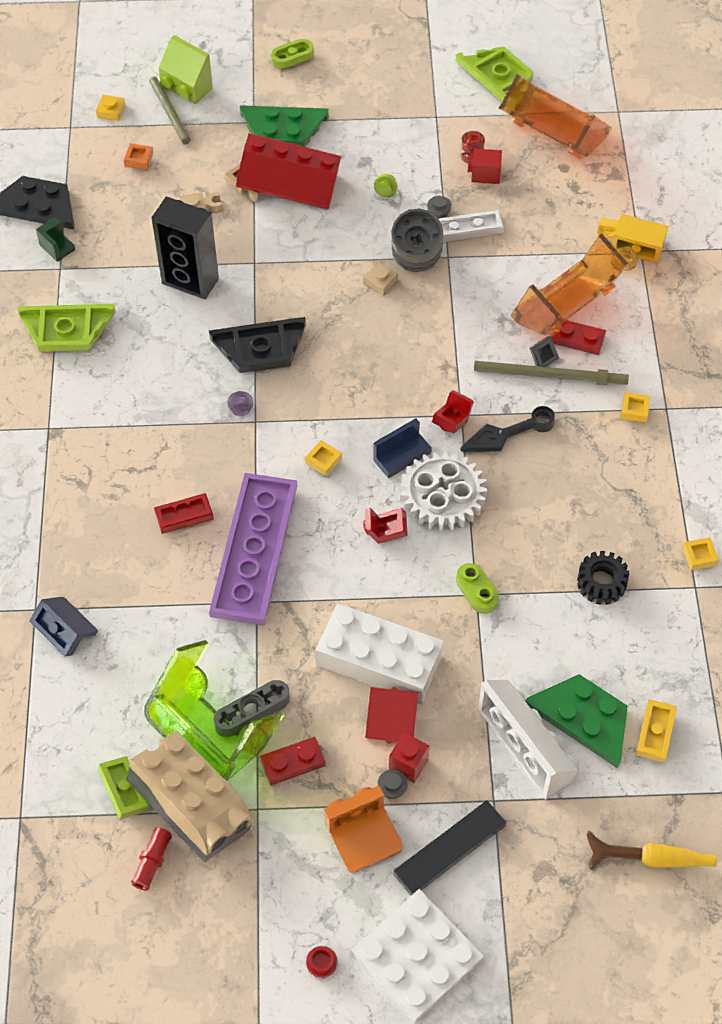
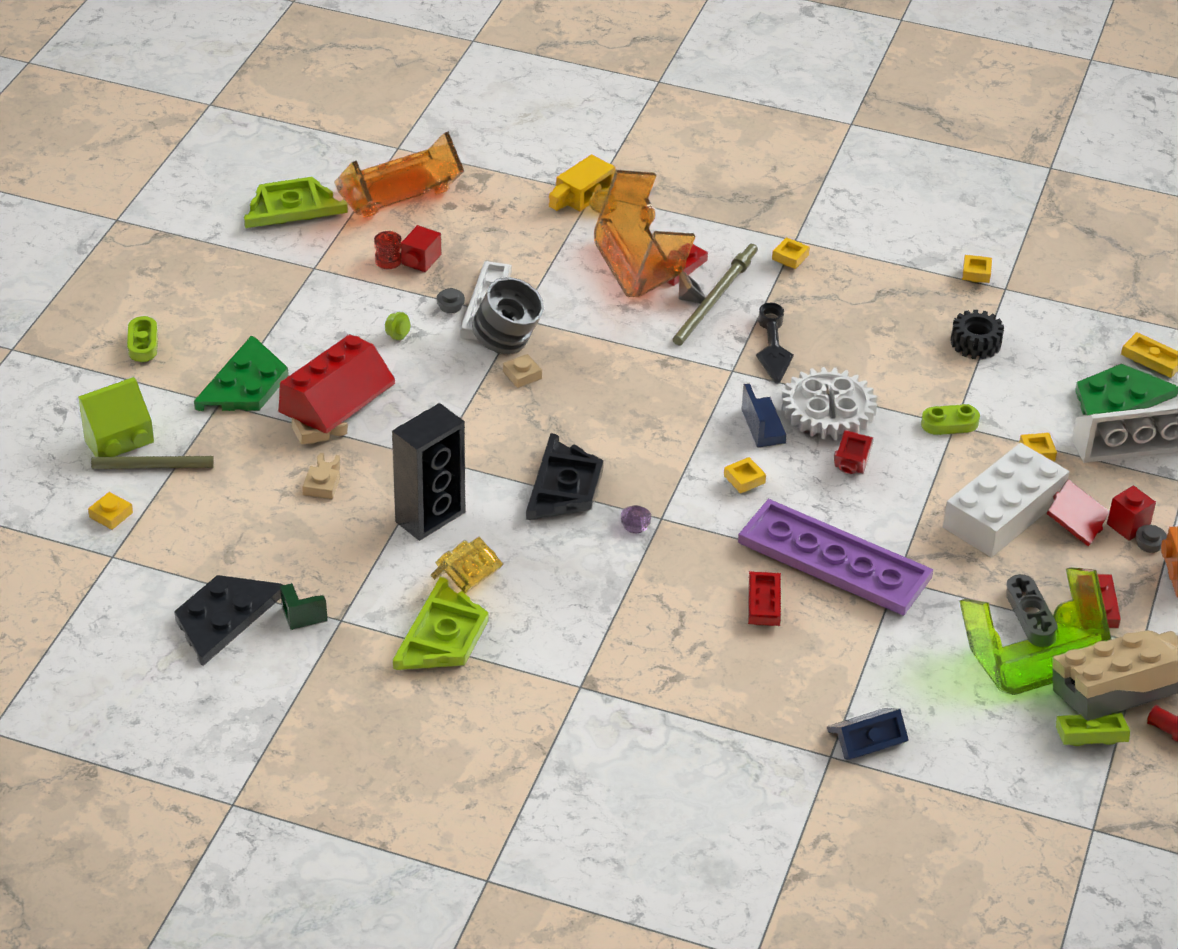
camera: 70 degrees left, 15 degrees down
(130, 316) = (468, 564): none -> clear yellow bracket
(138, 156) = (215, 503): orange plate -> none
(454, 412) = (734, 368): red bracket -> none
(467, 663) = (1040, 443): none -> yellow plate

